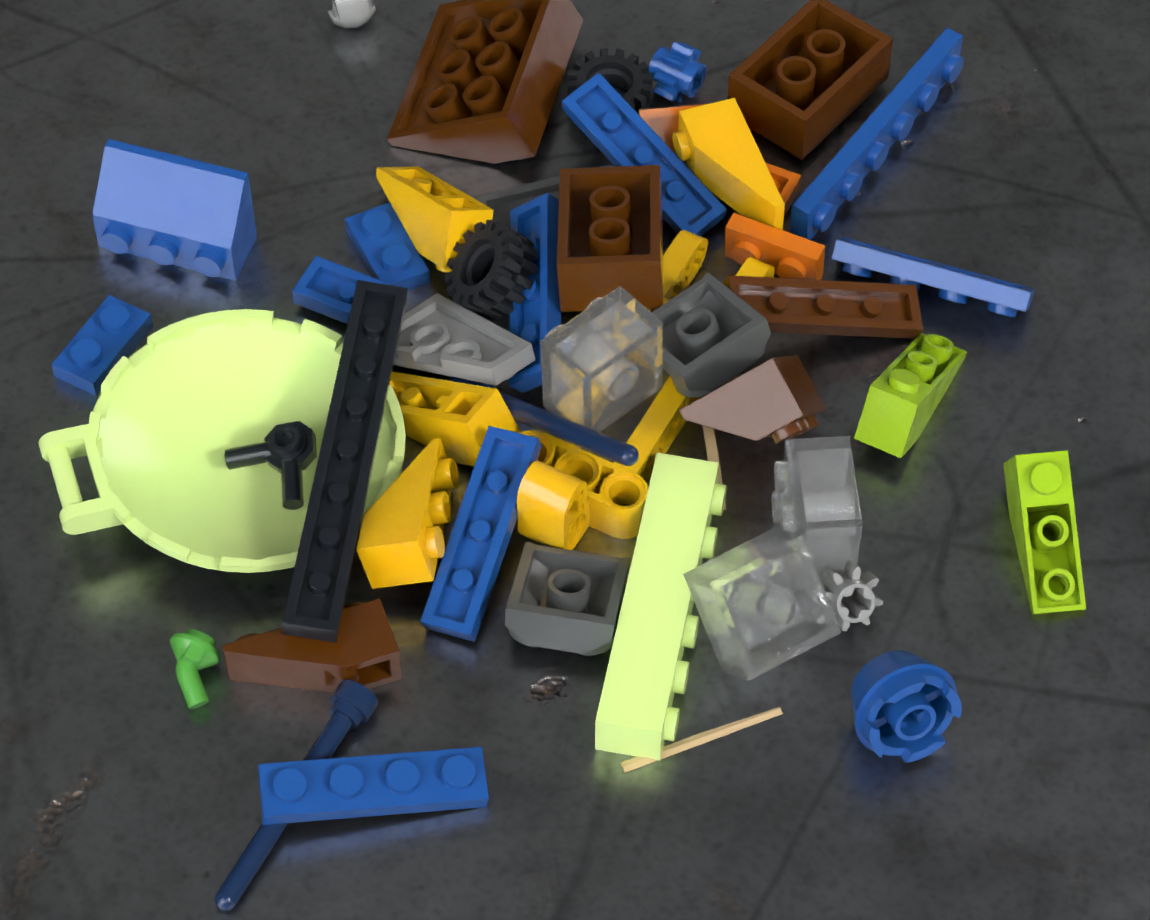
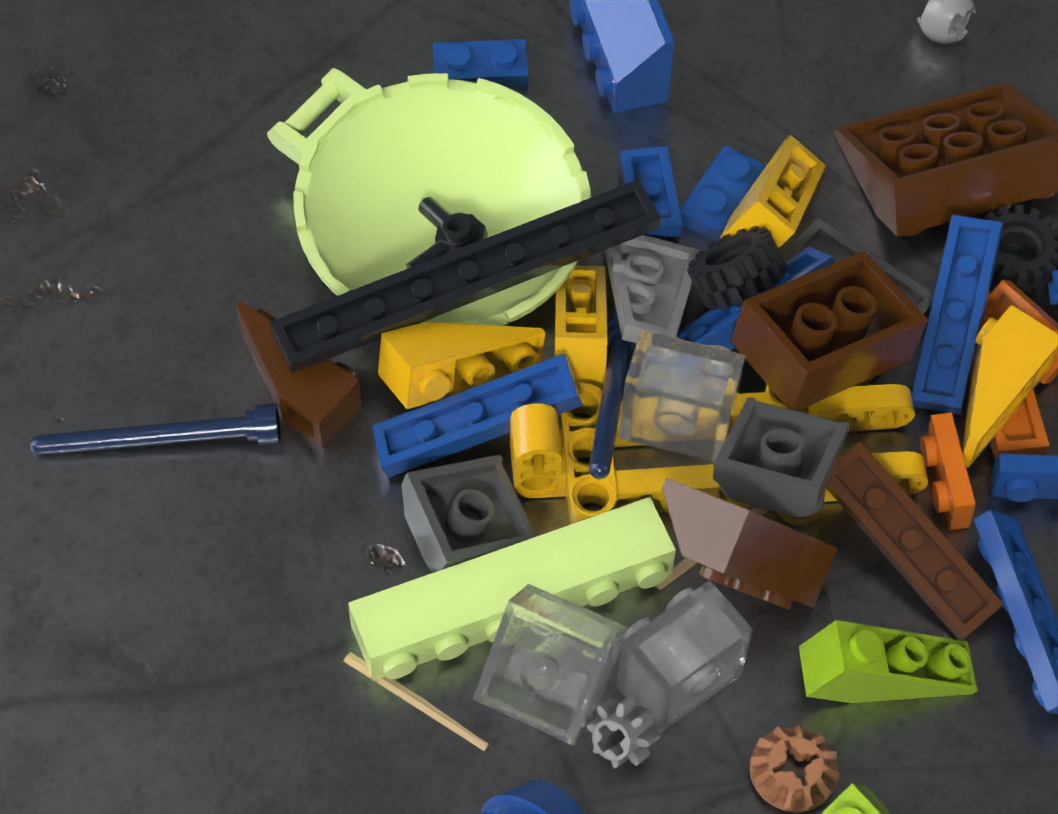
camera: 55 degrees right, 5 degrees up
(193, 652) = (232, 290): bright green plate -> none
(372, 785) = (197, 483): blue plate -> none
(971, 514) = (784, 788): none -> nougat gear

